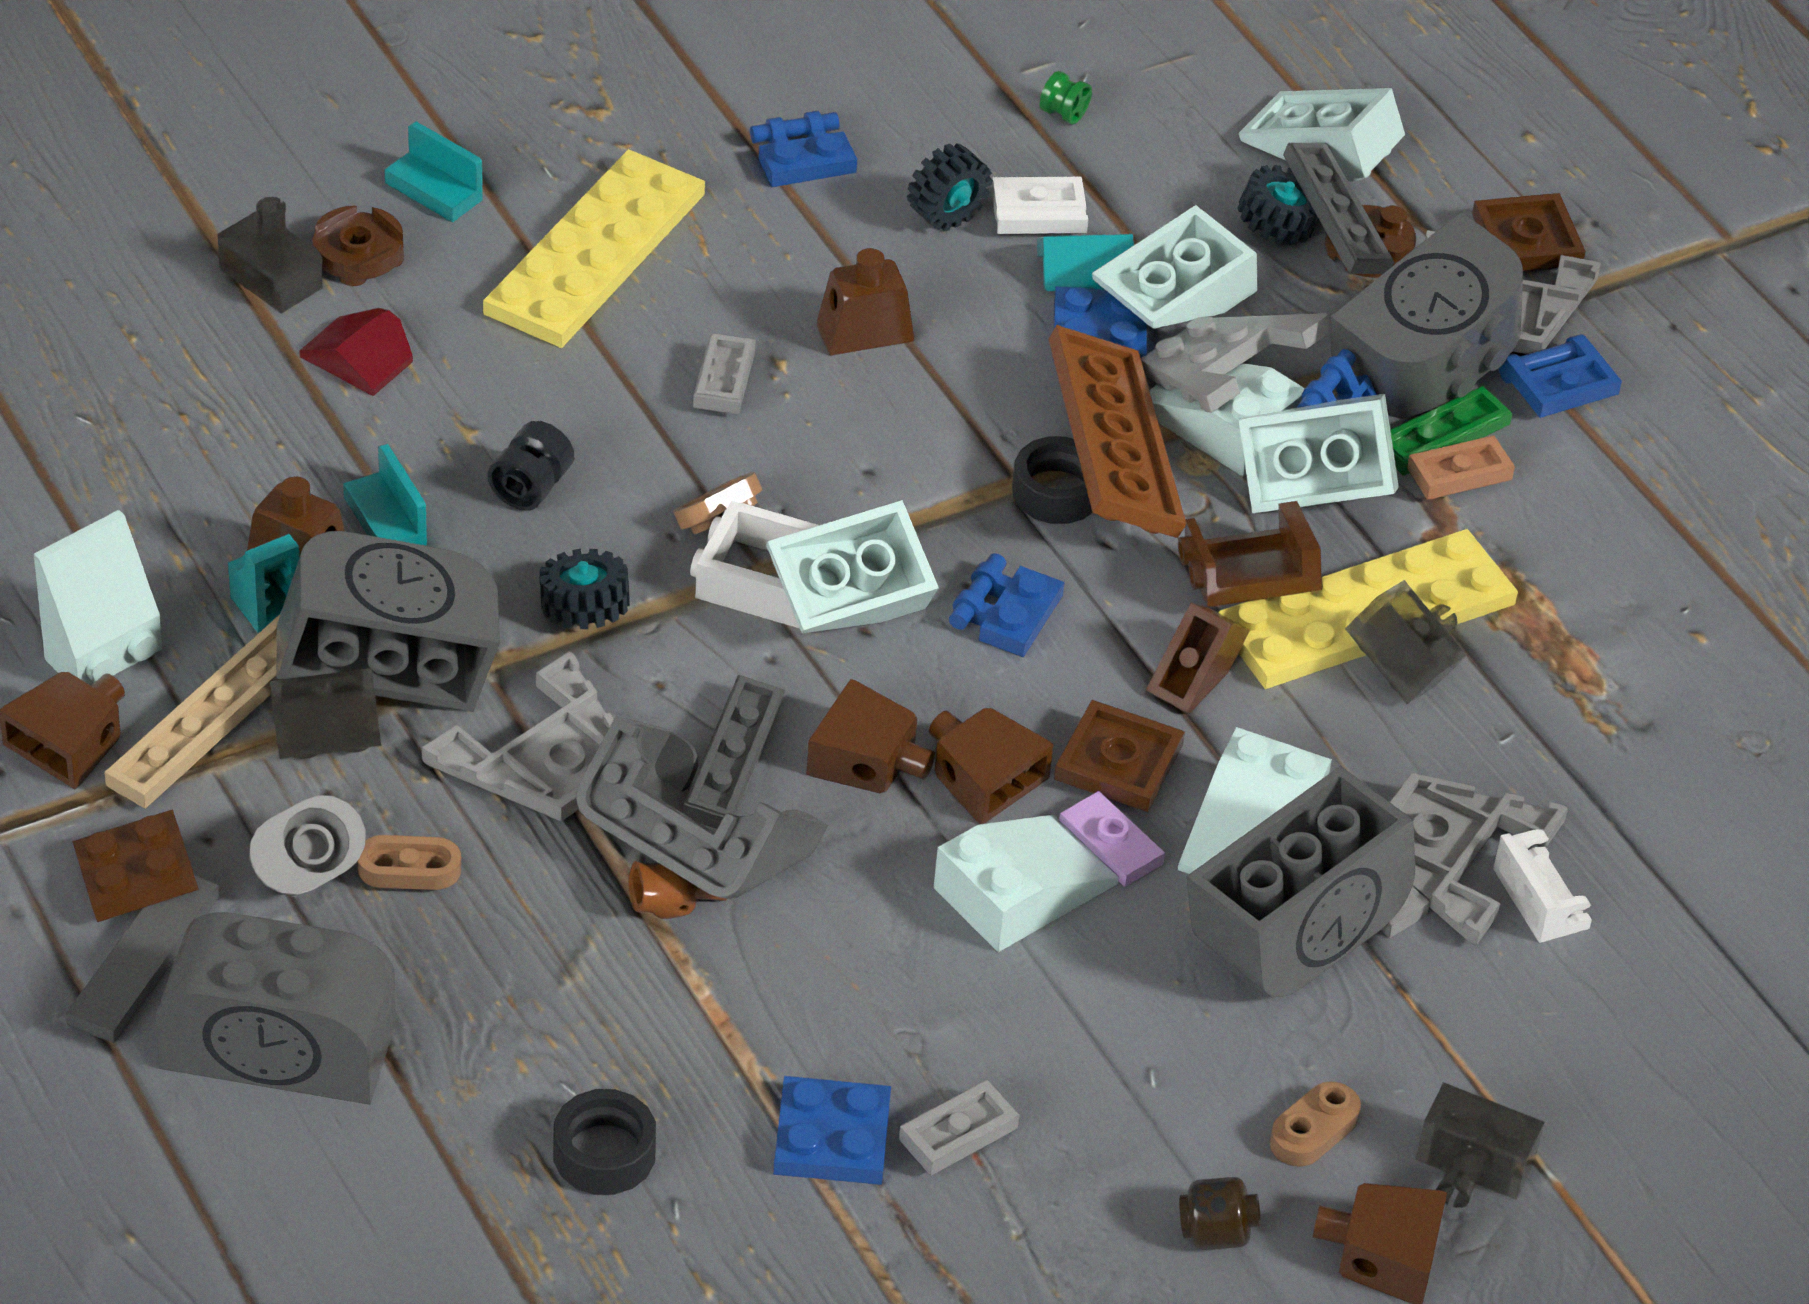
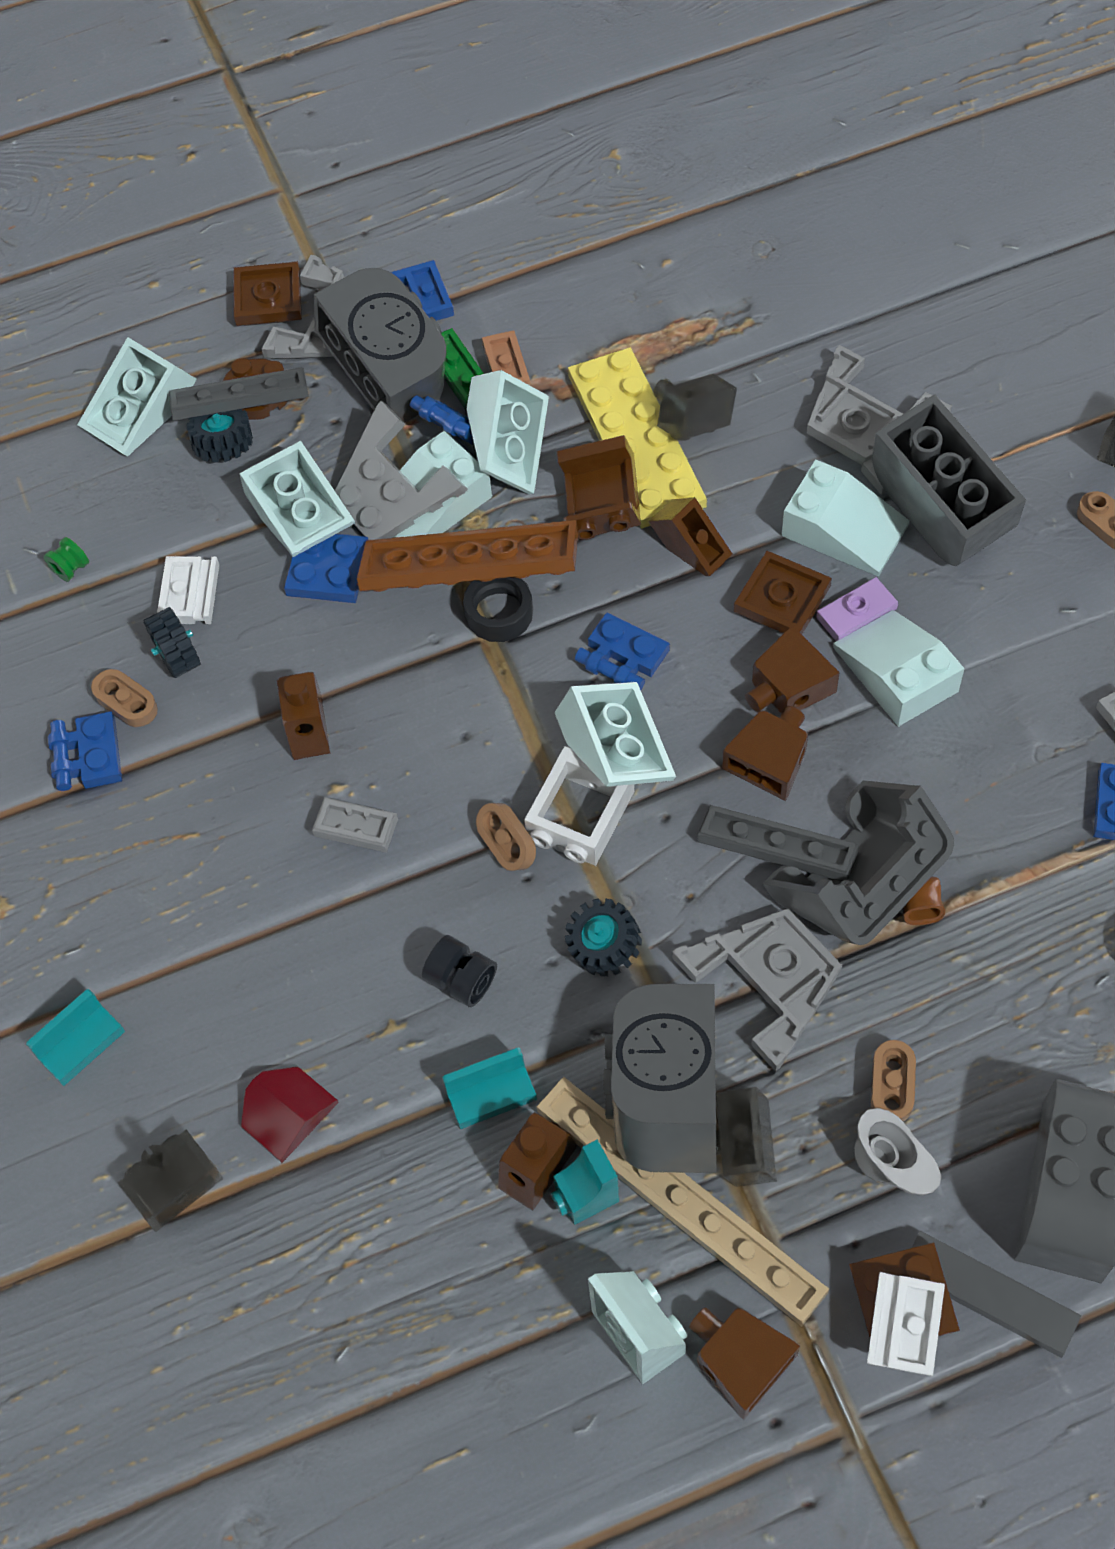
camera: 75 degrees left, 15 degrees up
(92, 840) = (906, 1324): none -> white plate
(378, 247) = (157, 1083): reddish brown plate -> none
(594, 248) = (183, 917): light yellow plate -> none
(877, 167) = (127, 699): none -> medium nougat plate
(1073, 259) = (254, 564): teal panel -> none
(1538, 887) = (904, 374): white hinge -> none

